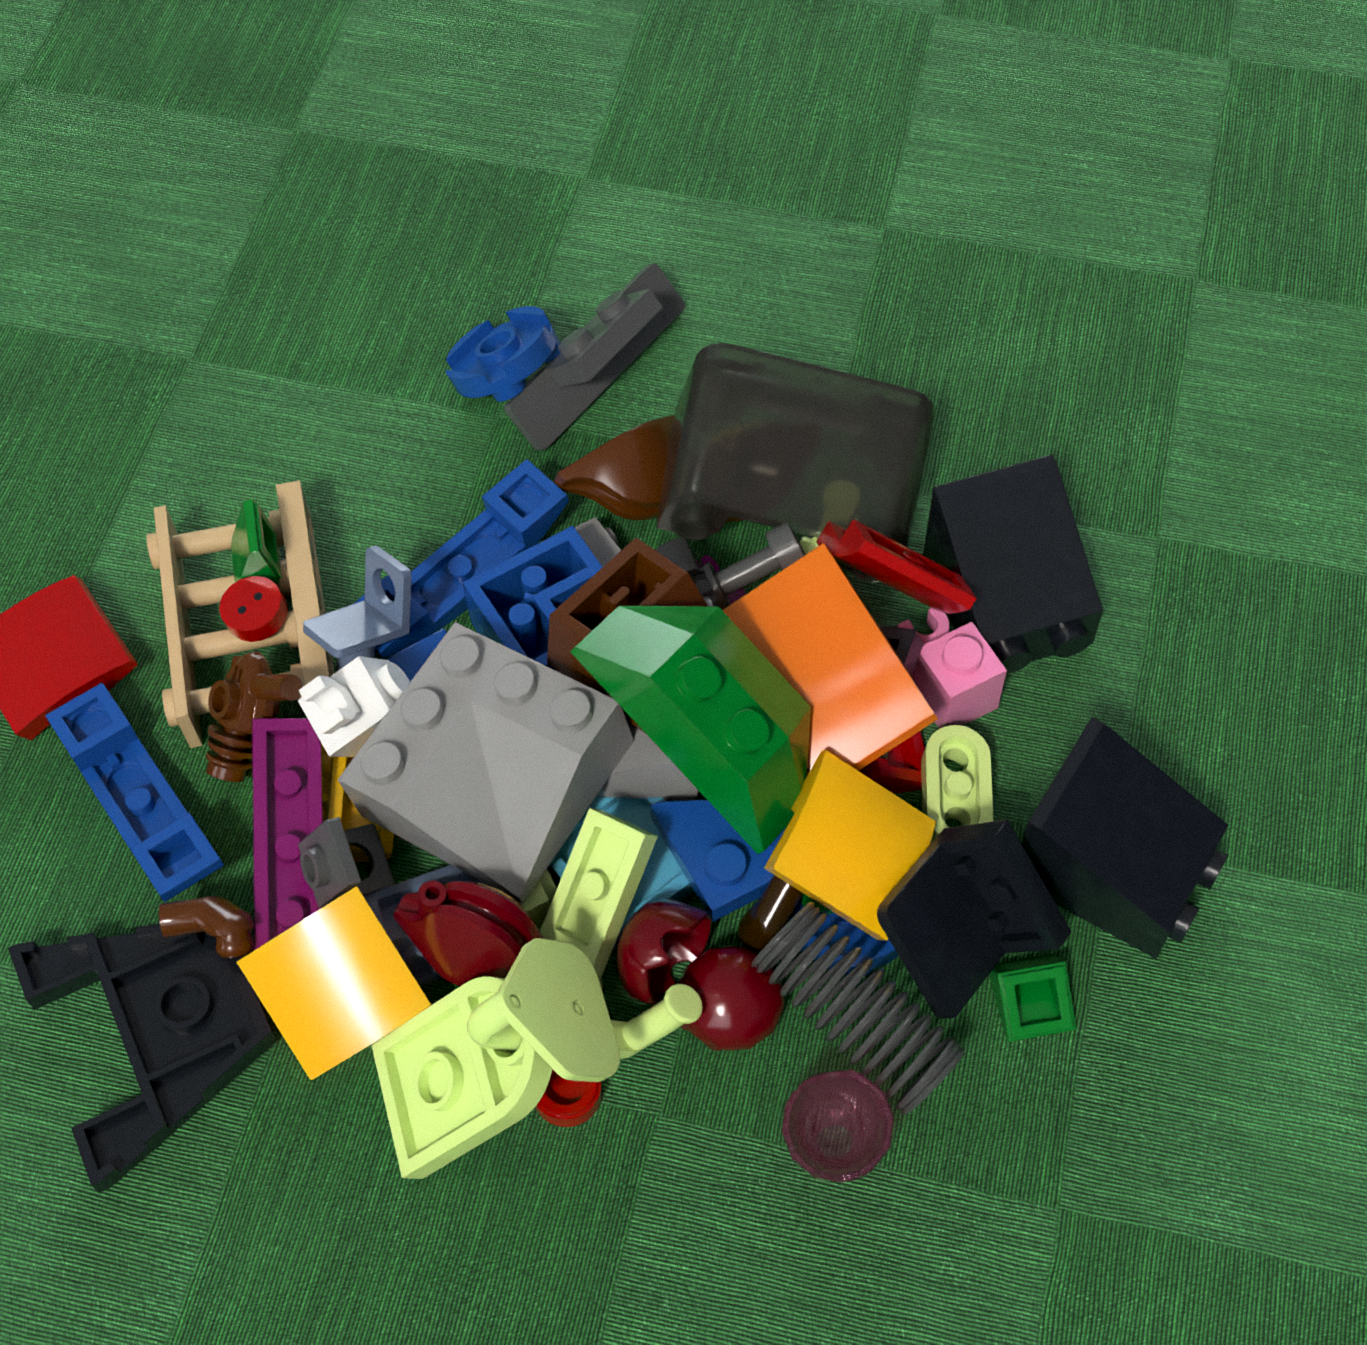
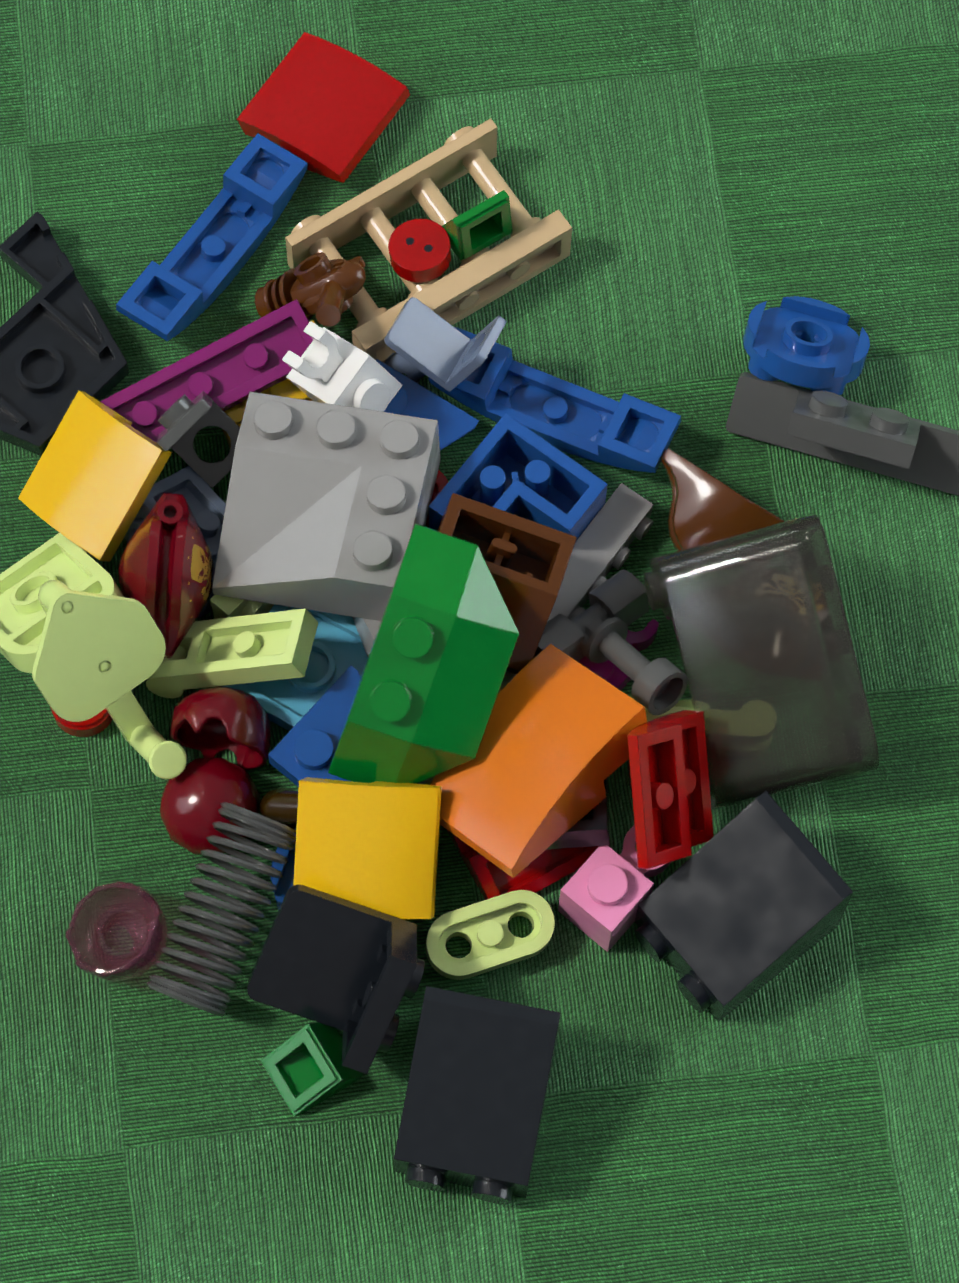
camera: 65 degrees right, 10 degrees up
(210, 915) = (113, 358): reddish brown arm -> none

